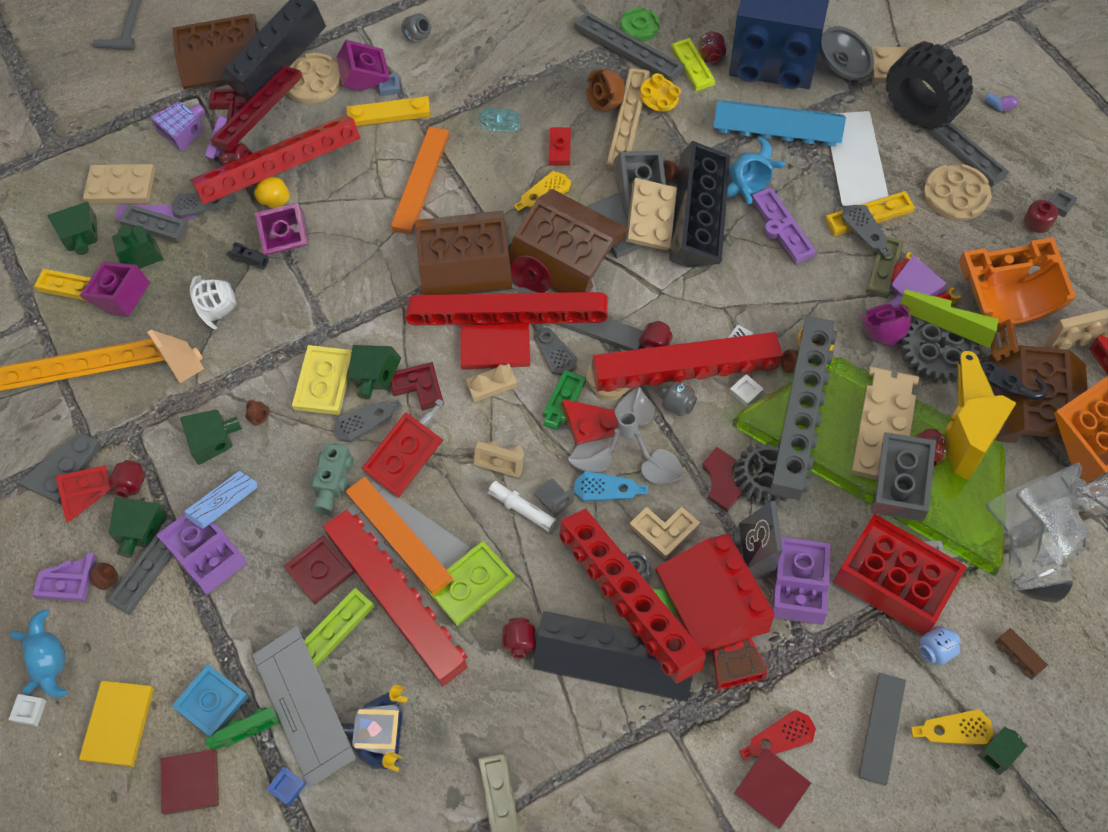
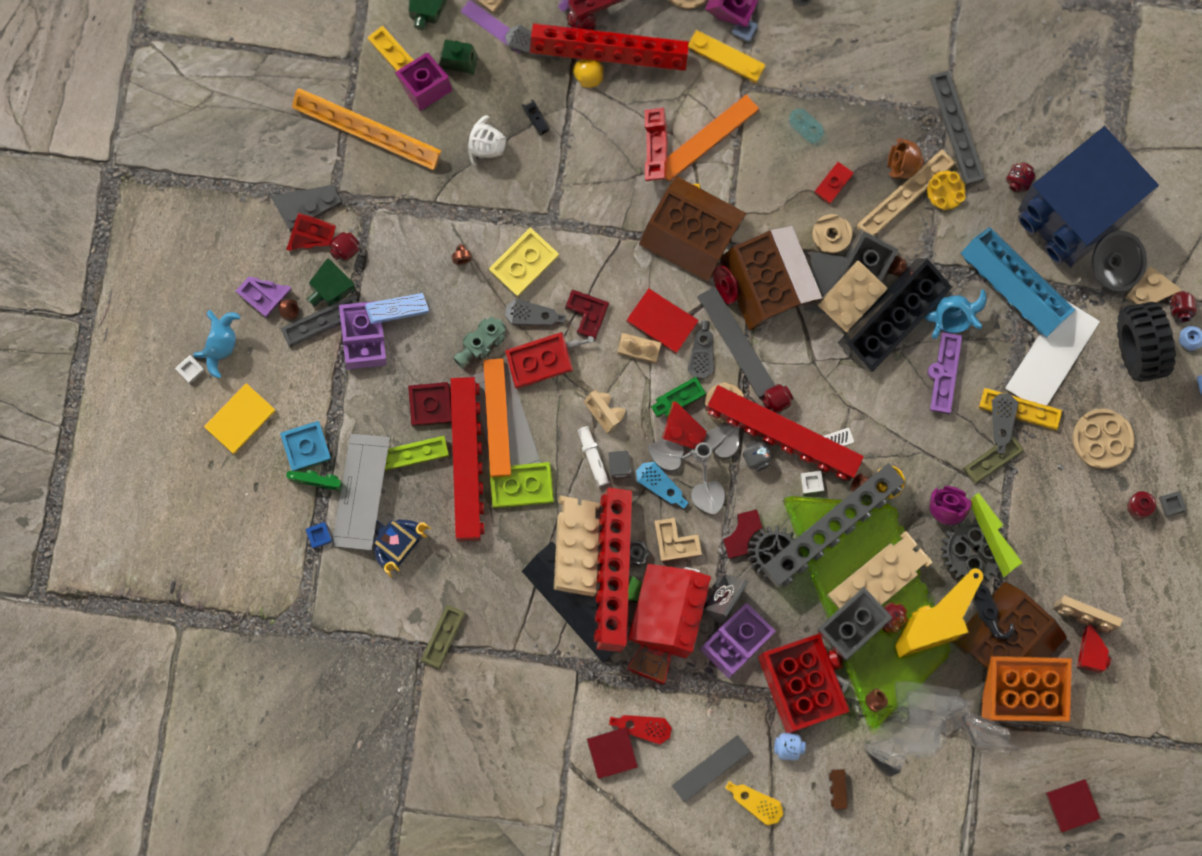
camera: 30 degrees right, 15 degrees up
(154, 223) = (484, 39): dark grey plate -> none
(178, 355) = (434, 174): light nougat slope -> none
(189, 782) = (262, 489): dark red tile -> none
(208, 434) = (418, 250): dark green torso -> none
(282, 228) = (573, 116): magenta slope -> none
(372, 368) = (562, 279): dark green torso -> none
(376, 207) = (656, 144): none -> slope
(507, 308) = (690, 299): red beam -> none
(518, 637) = (525, 545): dark red head -> none
(553, 180) = (789, 215): yellow piece -> none
(574, 600) = (576, 547): none -> tan hinge
(591, 193) = (836, 224): none -> tan plate
(640, 23) = (984, 111): bright green tile -> none
(693, 64) = (996, 179): neon yellow tile -> none
(908, 527) = (836, 660): none -> red tile
(917, 277) = (999, 492): medium lavender torso -> none
(969, 153) = (1142, 416): dark grey tile -> none
(985, 533) = (876, 700): none -> copper tile
(996, 351) = (1023, 581): dark orange tile -> none
(1002, 750) = (773, 835): dark green brick -> none
(1008, 291) = (1062, 545): orange piece -> none

